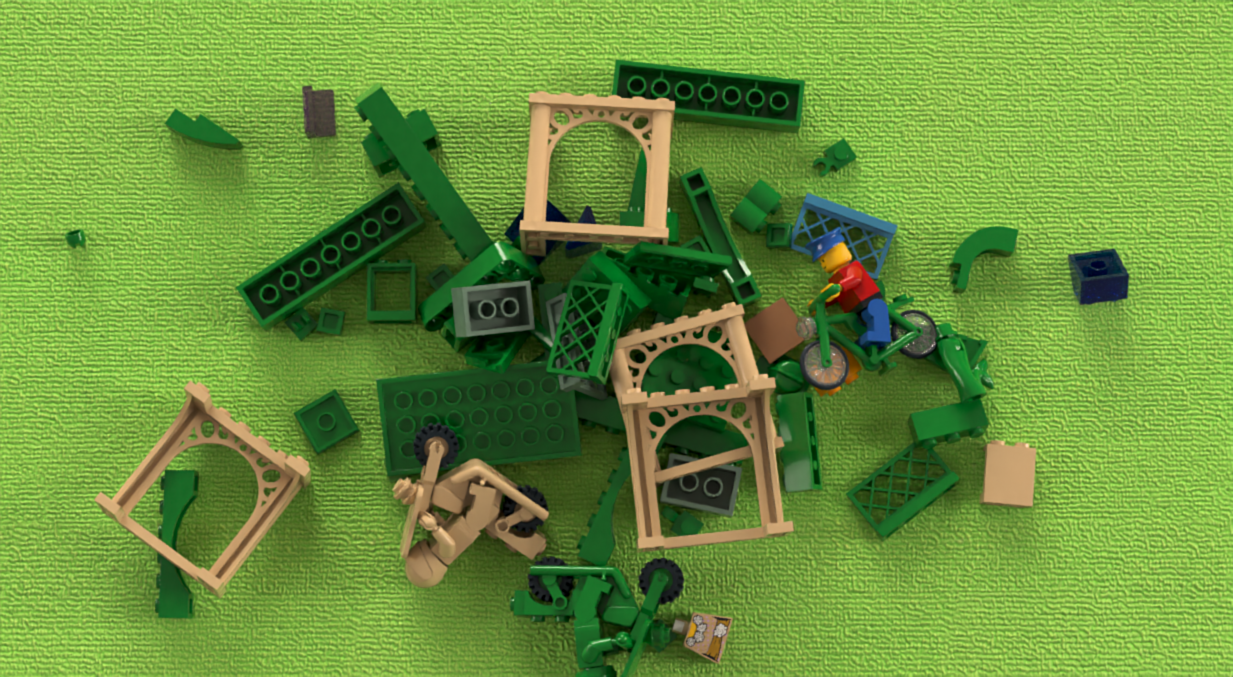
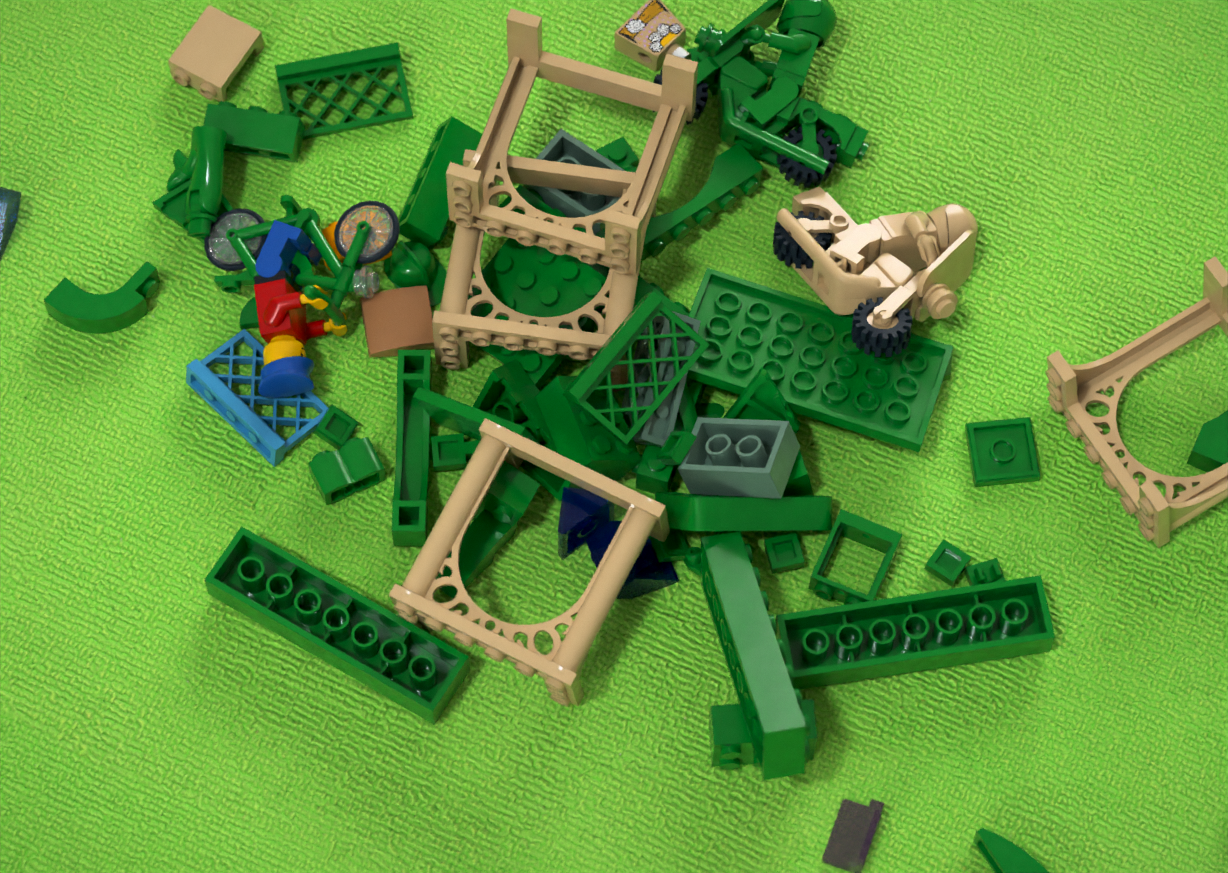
camera: 155 degrees left, 15 degrees down
(538, 298) = (676, 447): none -> green tile
(705, 286) = (460, 390): green plate -> none
(837, 156) = (209, 492): green plate -> none

